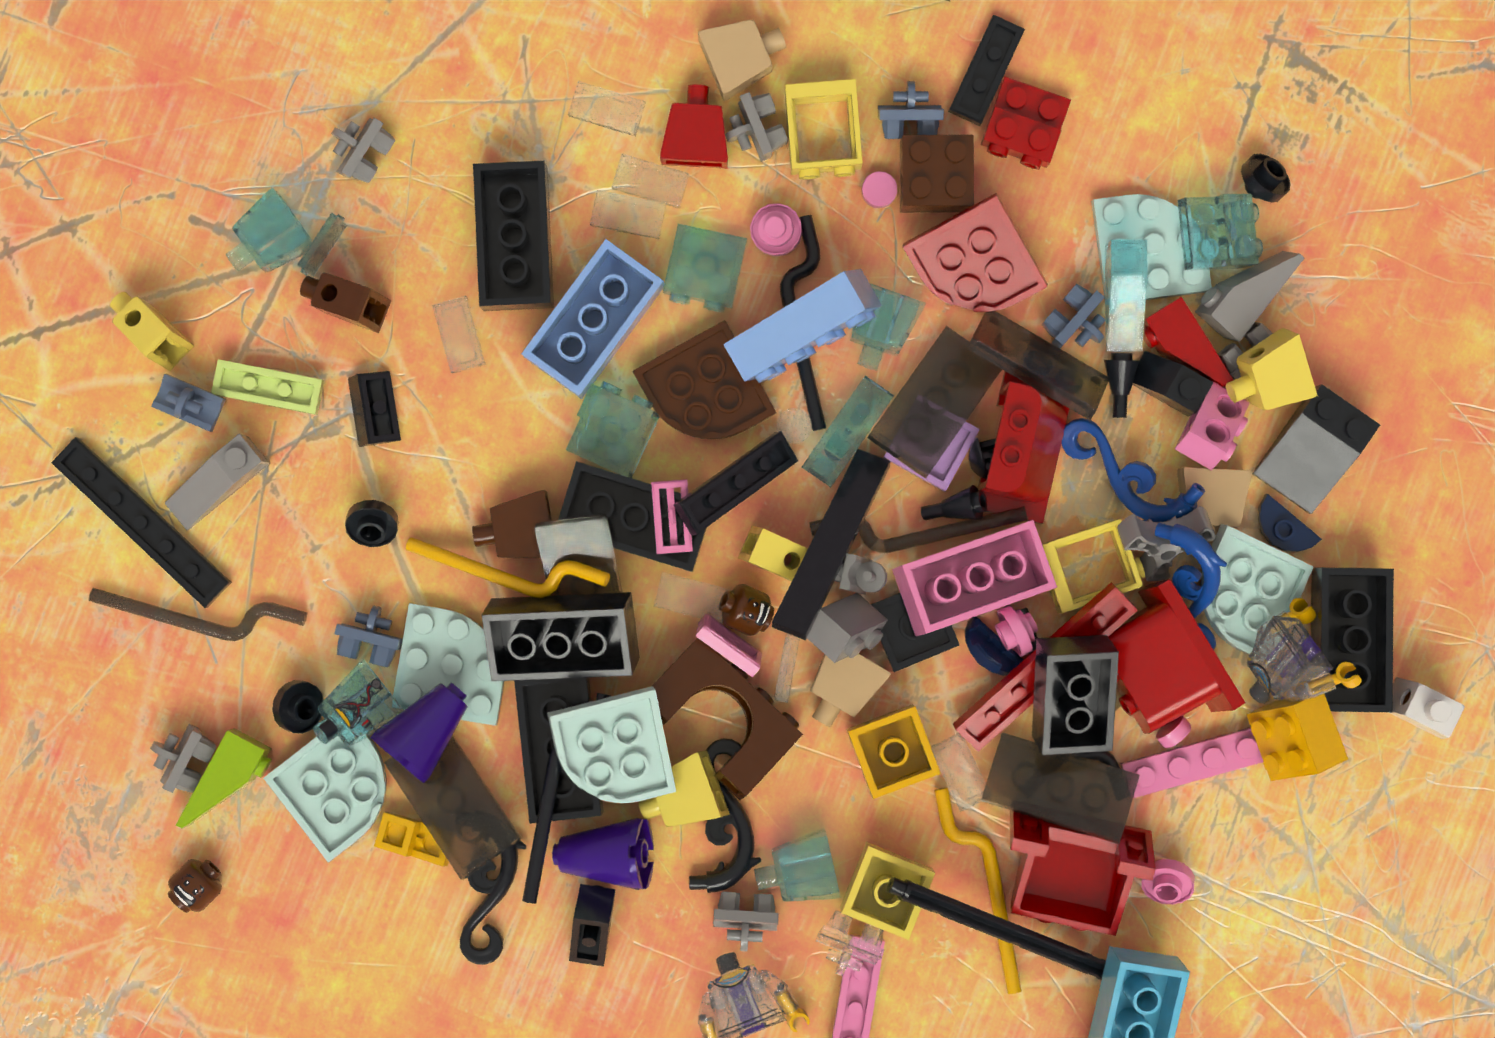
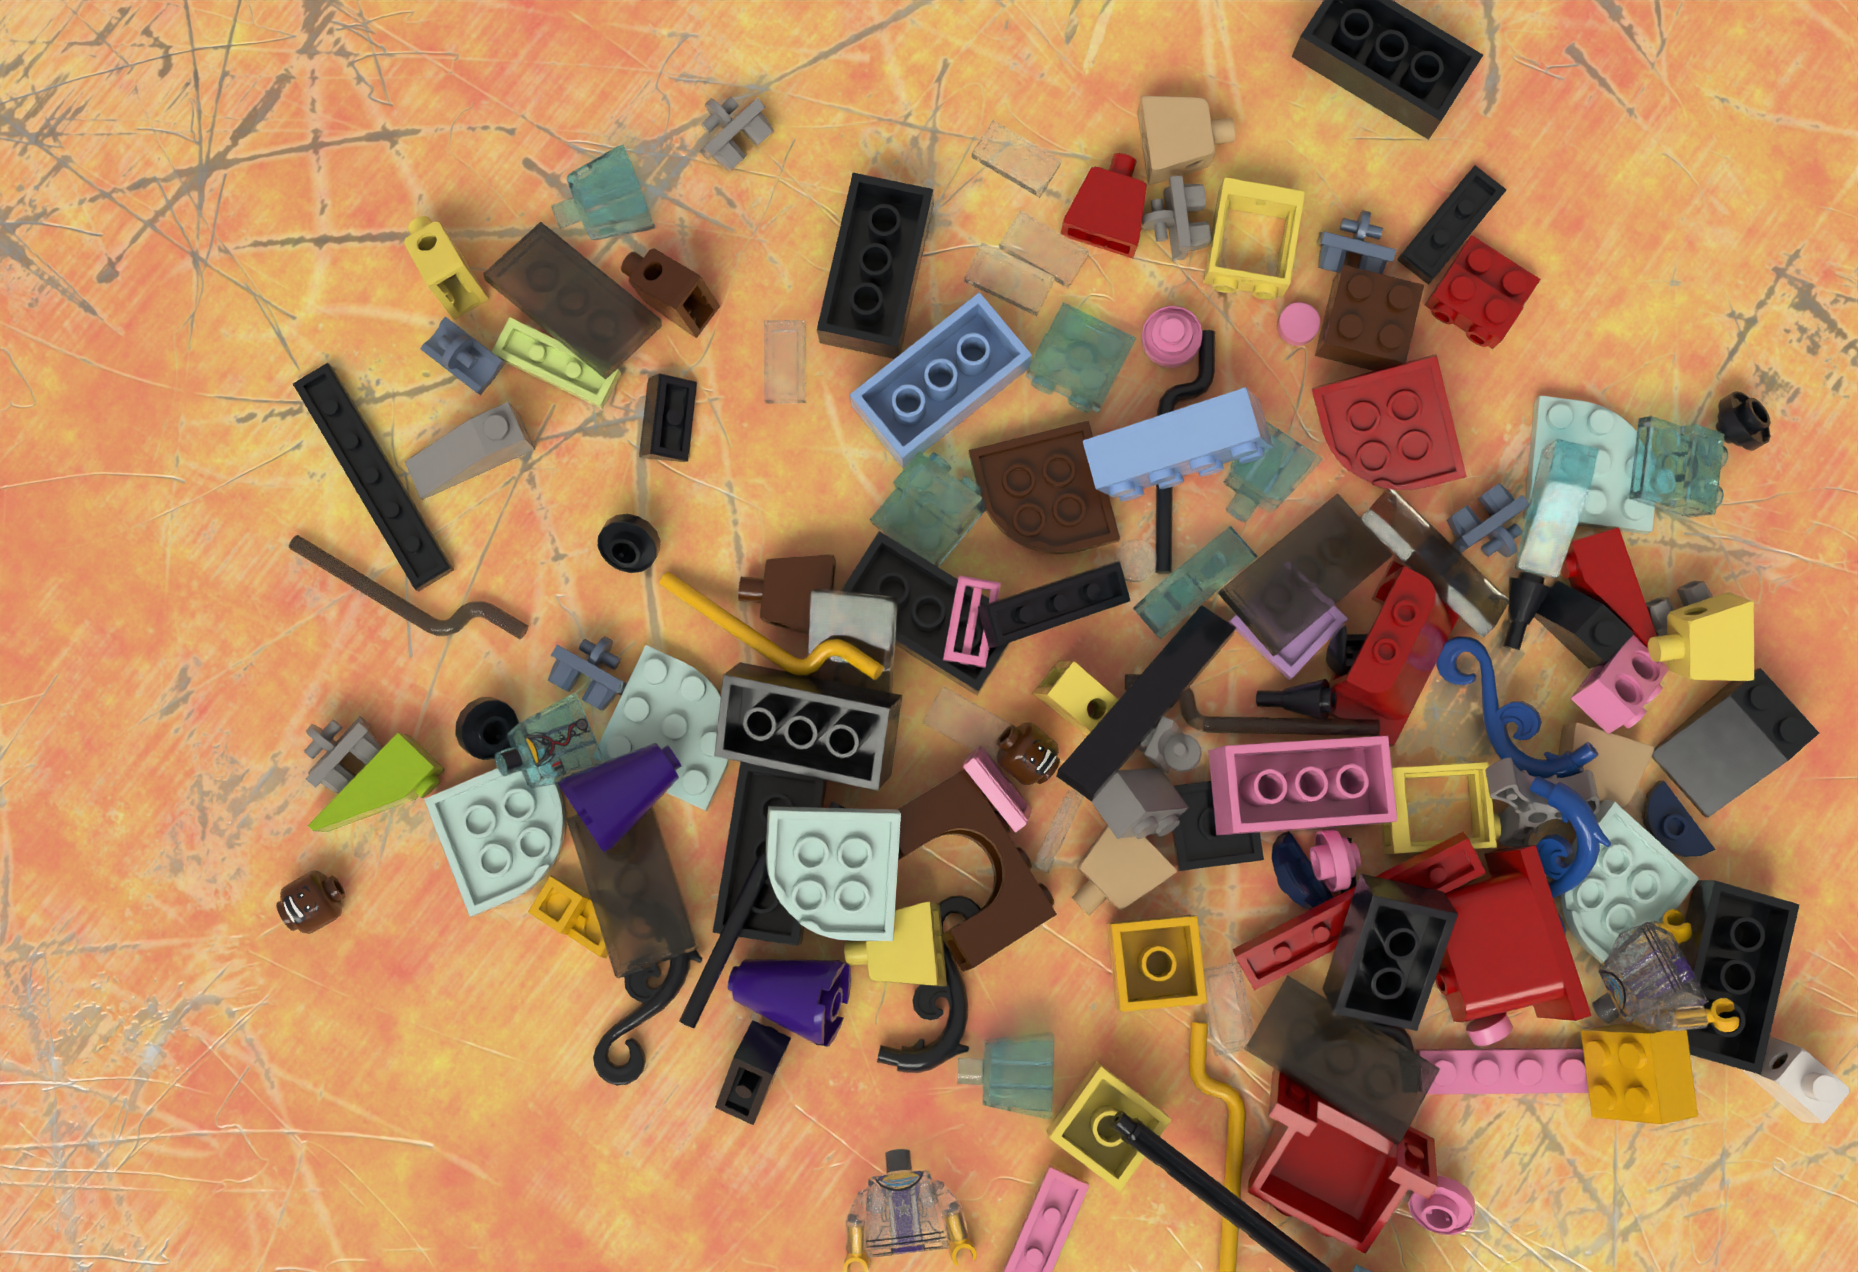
camera: 25 degrees right, 5 degrees down
(266, 330) = (573, 300): none -> clear smoke tile
(322, 244) = (660, 220): clear light blue piece -> none
(761, 918) = (951, 1118): light grey hips -> none
(866, 947) = (1065, 1186): clear hips -> none
(1241, 299) = (1682, 551): light grey slope -> none

